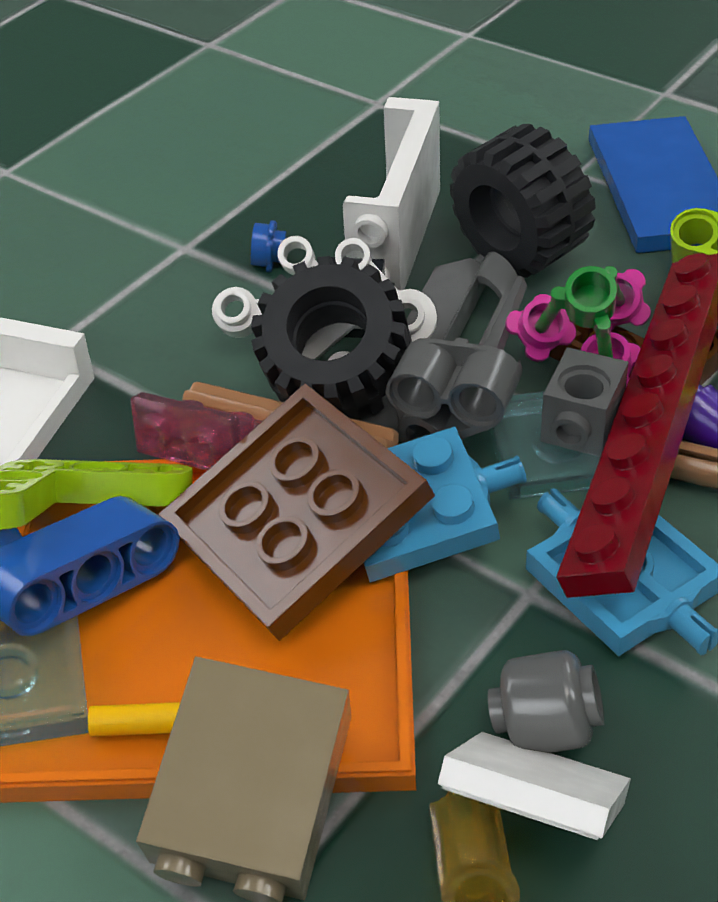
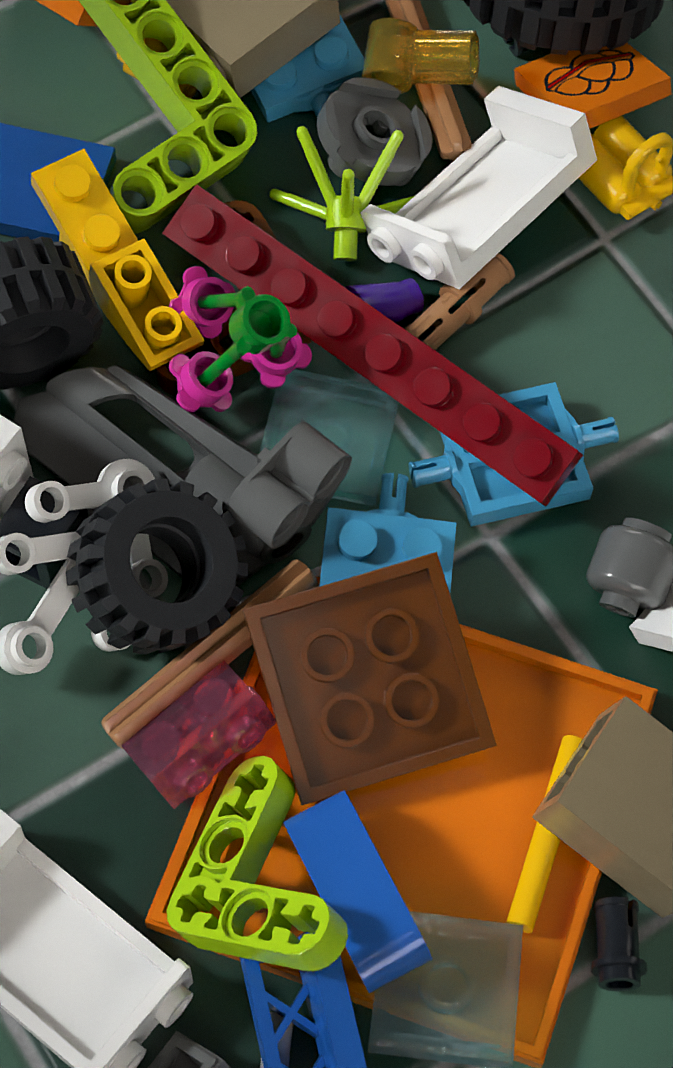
camera: 75 degrees left, 20 degrees up
(92, 819) = (618, 956): none -> black pin
(583, 401) = (330, 370): dark grey brick -> none
(635, 231) = (117, 265): none -> yellow slope

